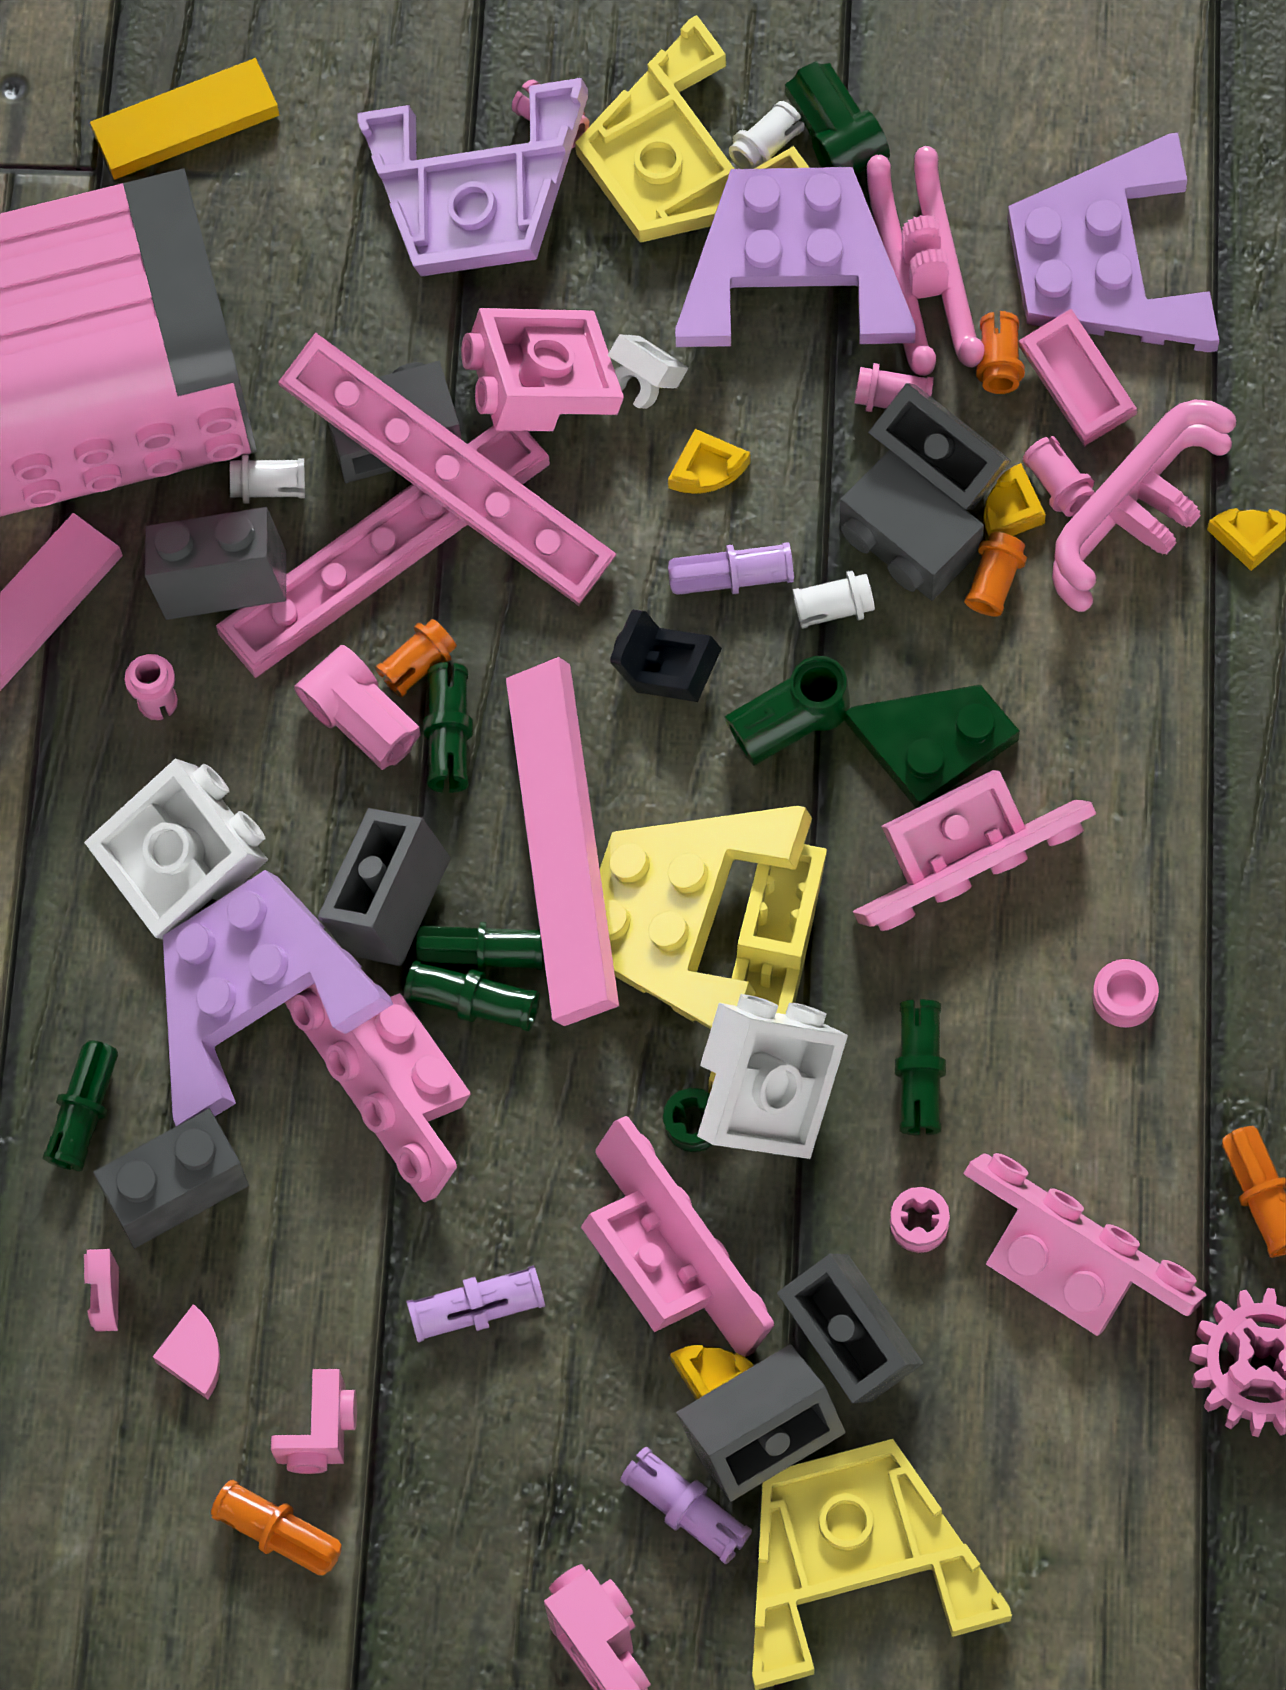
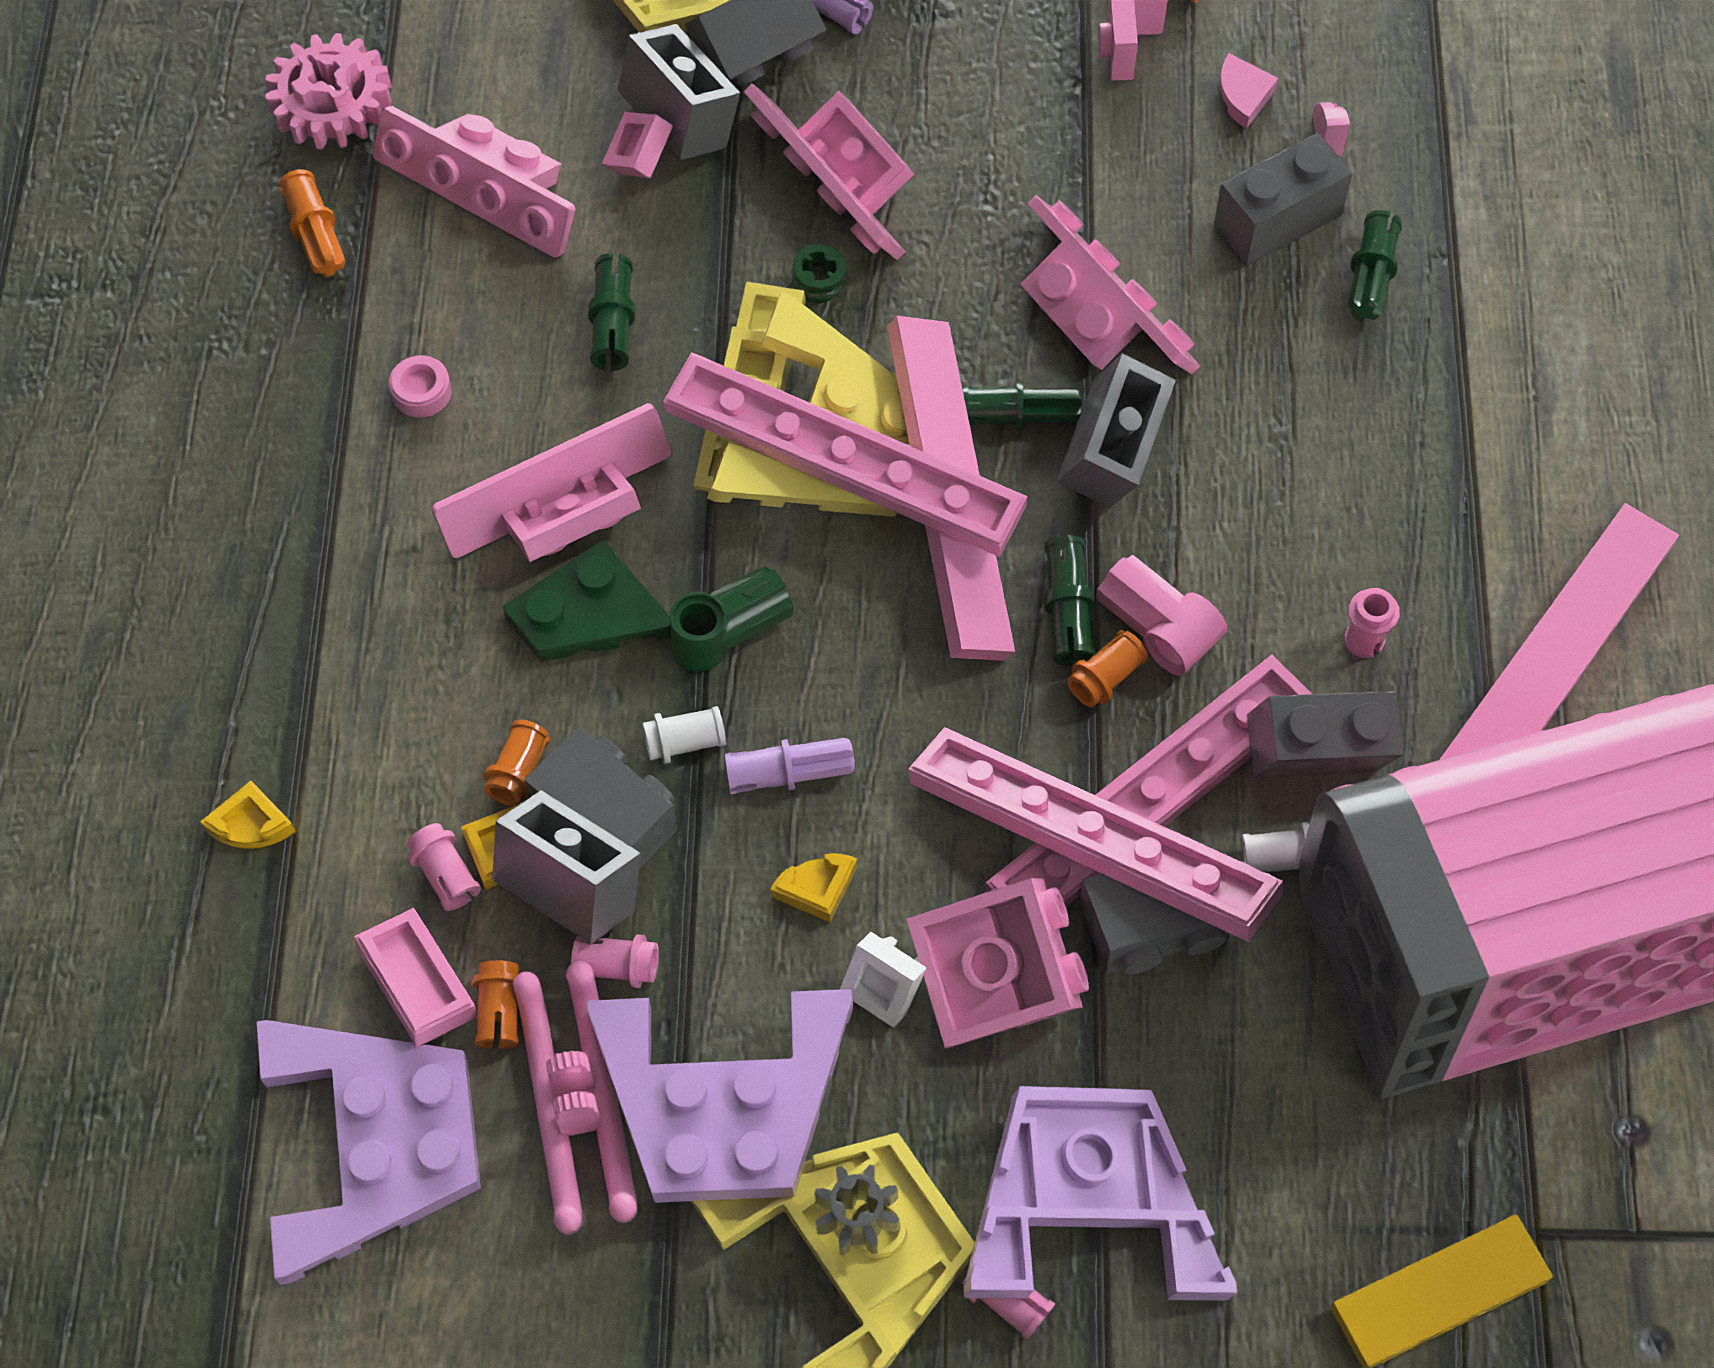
camera: 175 degrees right, 5 degrees down
(177, 846) = (1319, 476): white plate -> none
(238, 966) = (1236, 369): lavender wing -> none
(472, 995) = (1024, 361): dark green pin -> none
(476, 1303) = (1003, 126): lavender pin -> none
(663, 659) = (854, 663): black bracket -> none
(670, 843) = (845, 454): none -> bright pink tile
(675, 147) = (868, 1224): none -> dark grey gear
(707, 1367) = (796, 87): yellow tile -> none
(766, 136) = (754, 1266): white pin -> none
(769, 1076) = (748, 266): white plate -> none
(837, 126) = (666, 1270): dark green piece -> none
(896, 1269) = (637, 144): none -> bright pink tile
(921, 1200) = (613, 213): bright pink bush -> none
(1137, 477) = (369, 848): bright pink piece -> none

